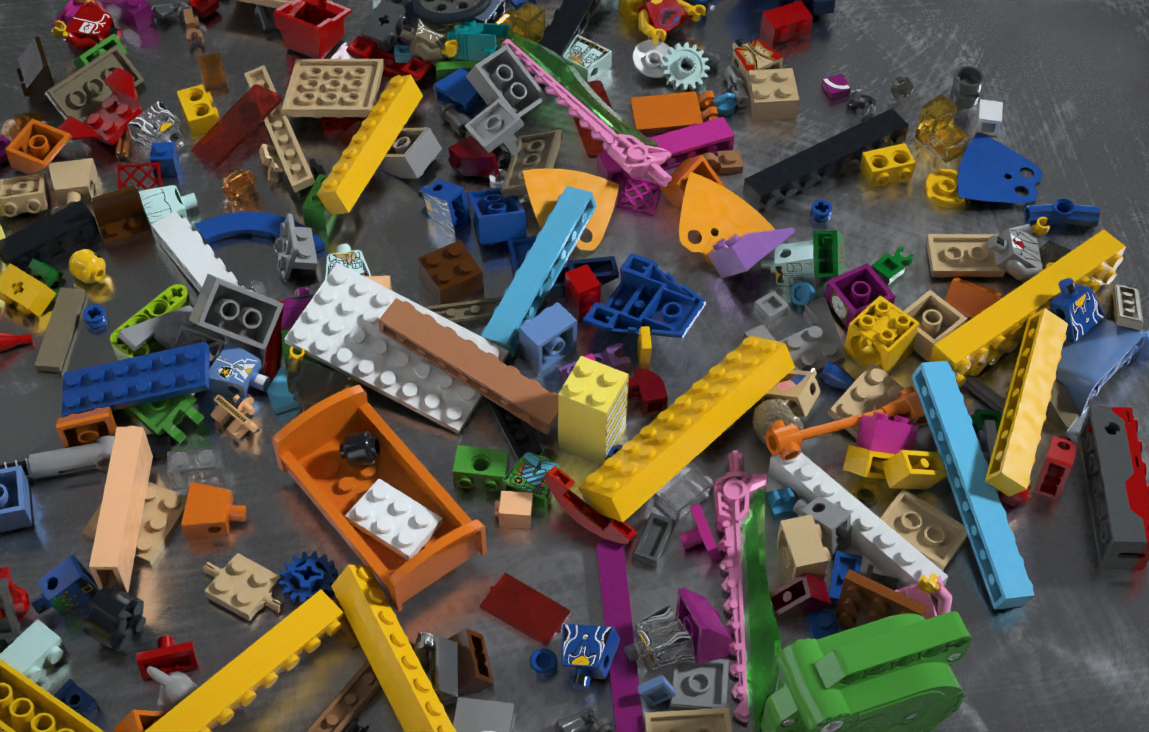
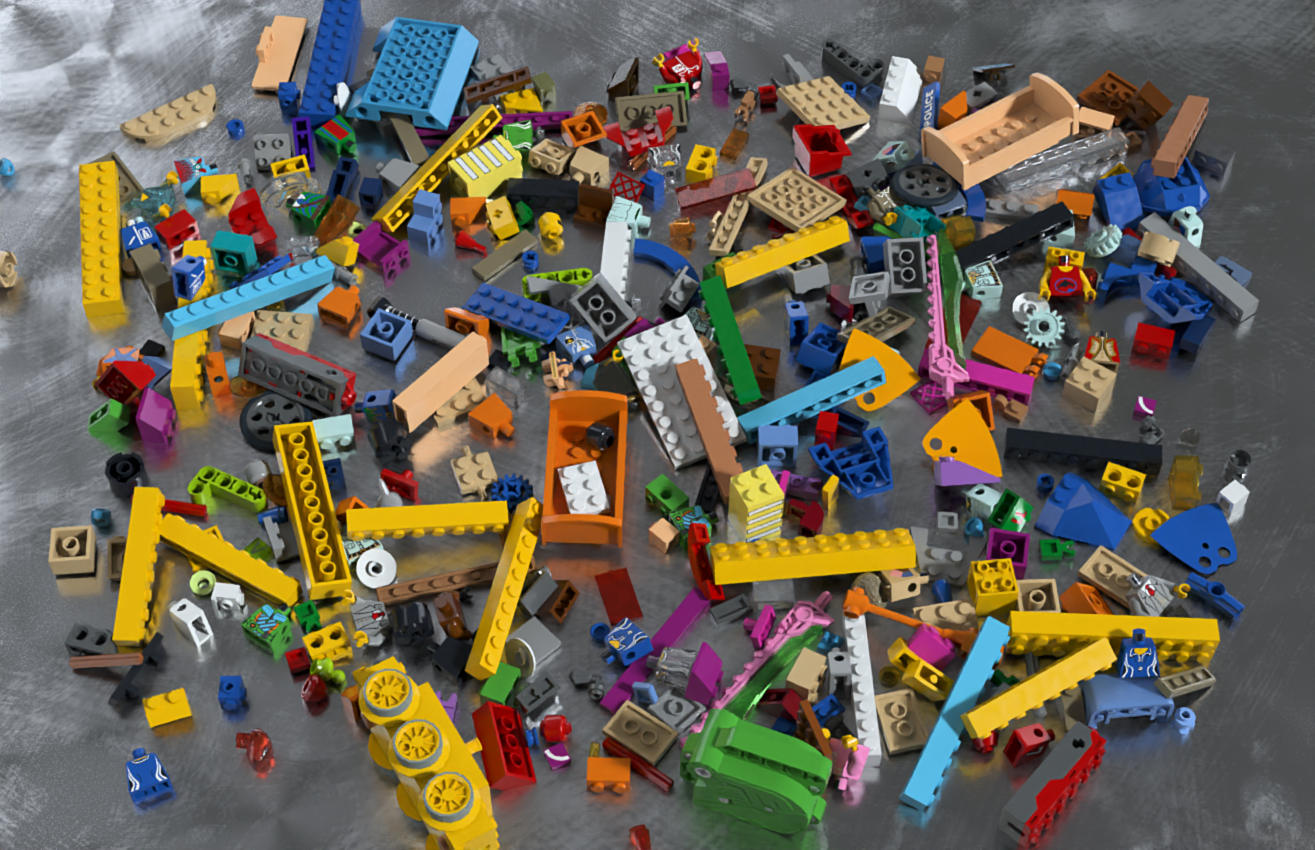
camera: 40 degrees right, 0 degrees up
(405, 261) = (730, 340): none -> green brick
(882, 218) = (1082, 514): none -> blue wedge

